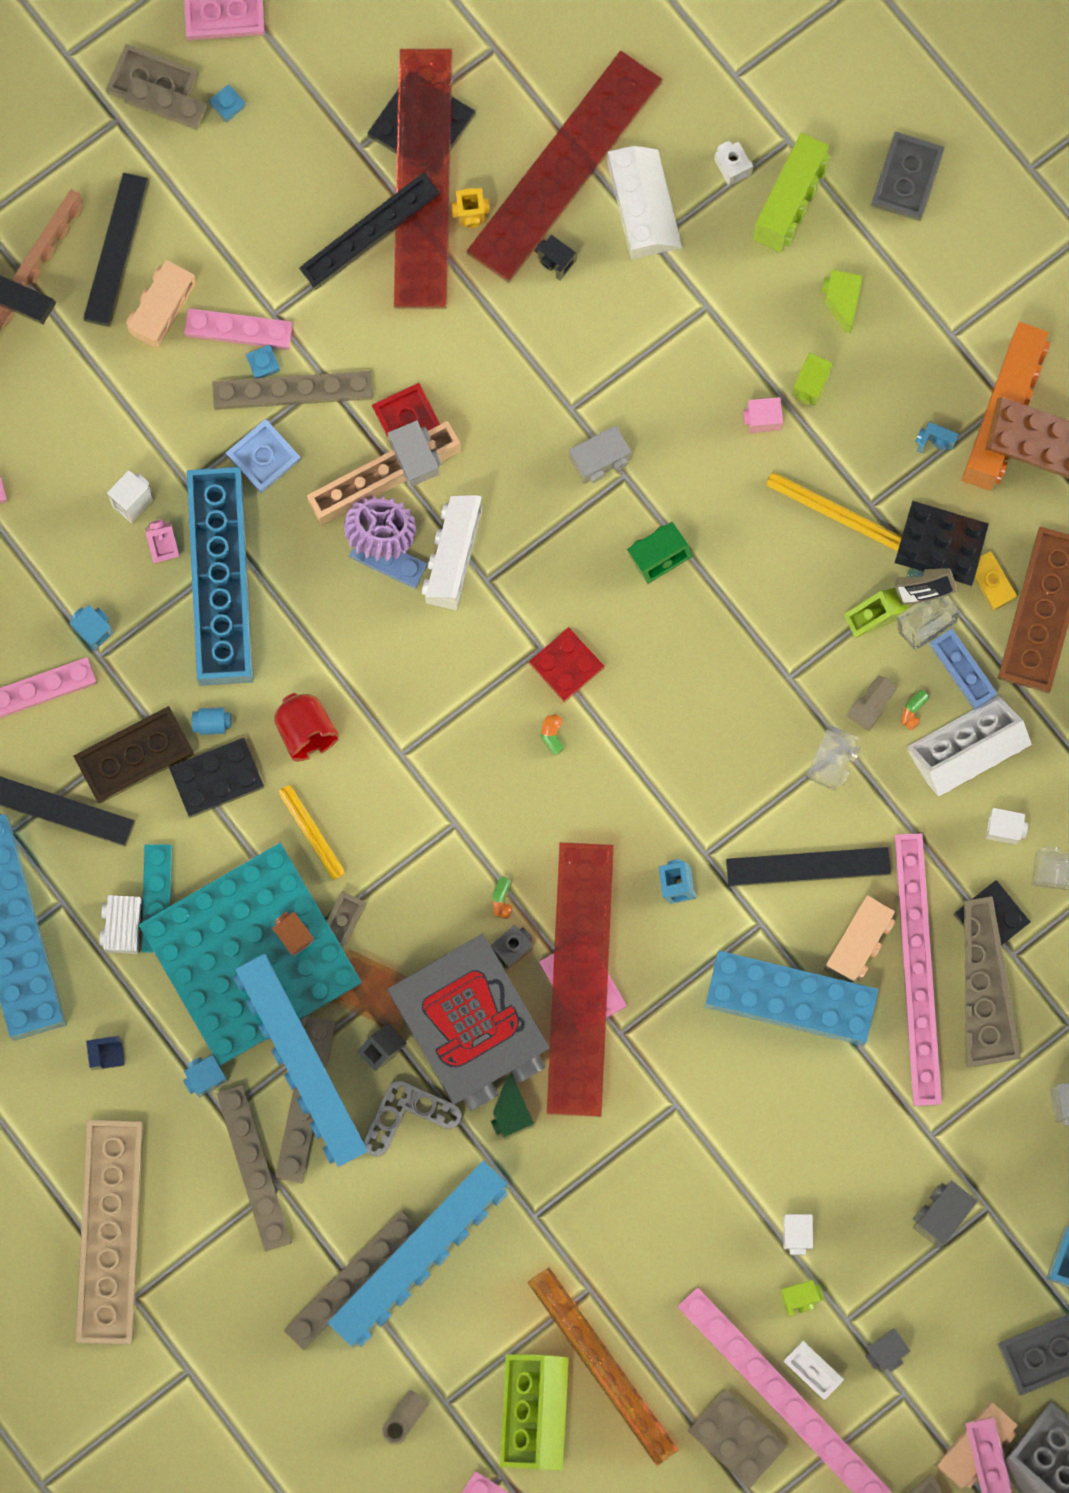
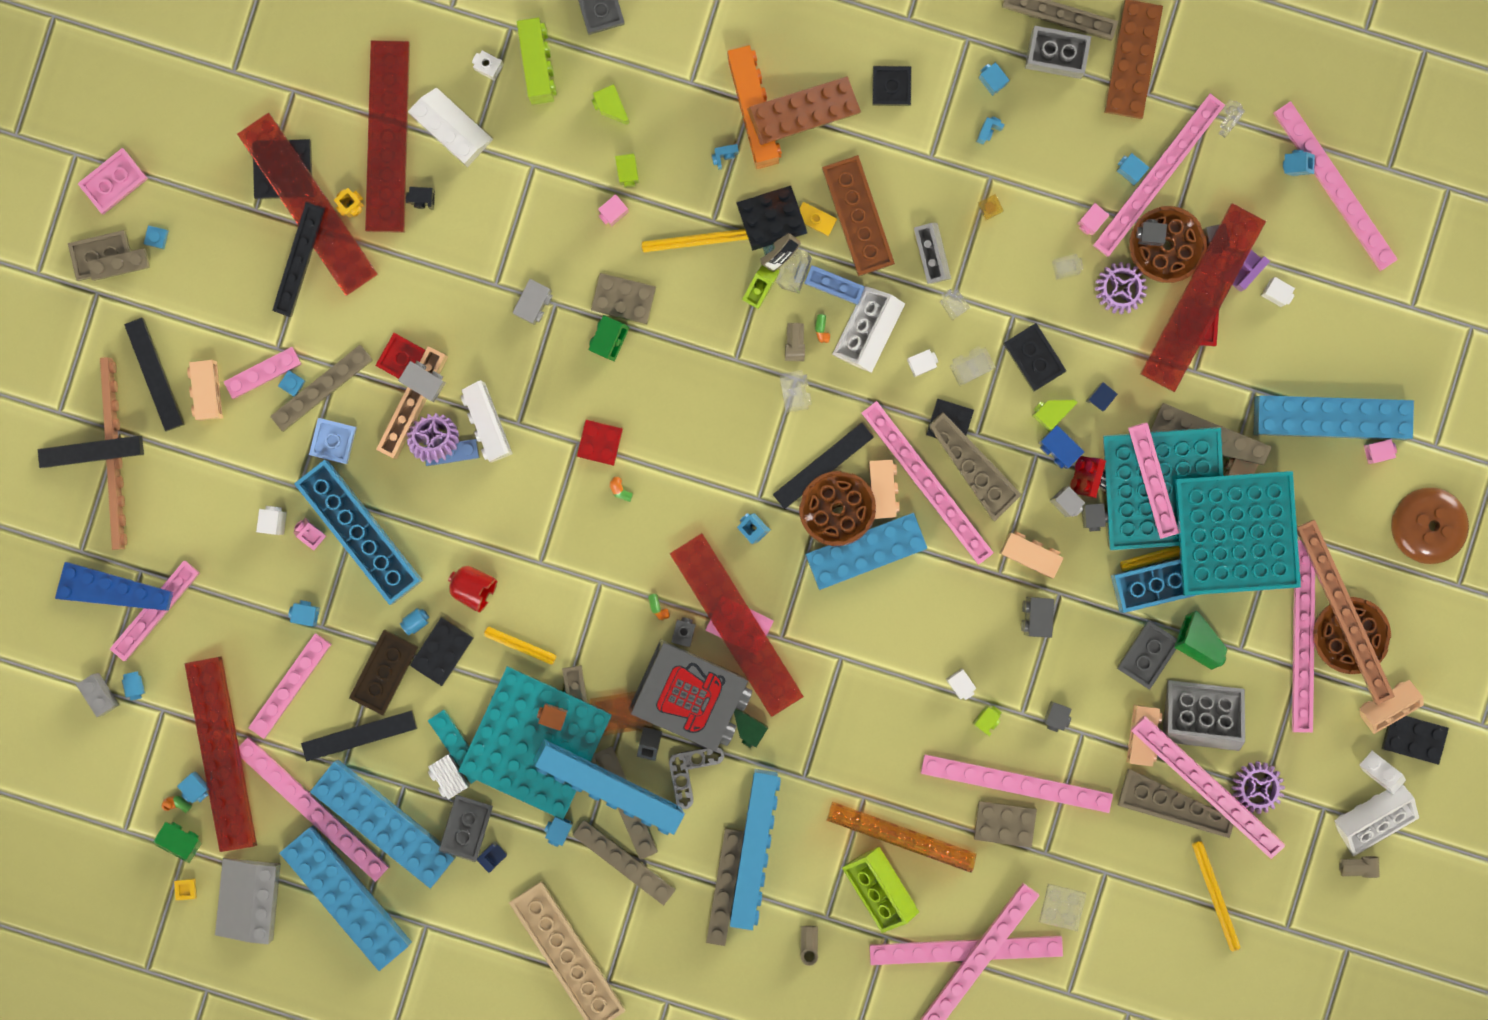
camera: 35 degrees left, 10 degrees up
(99, 997) = (465, 828): none -> dark grey plate
(707, 521) = (623, 298): none -> dark tan plate
(796, 902) = (833, 491): none -> dark orange brick
(813, 1370) = (1023, 756): white plate -> none
(985, 1137) = (1032, 554): none -> light nougat brick

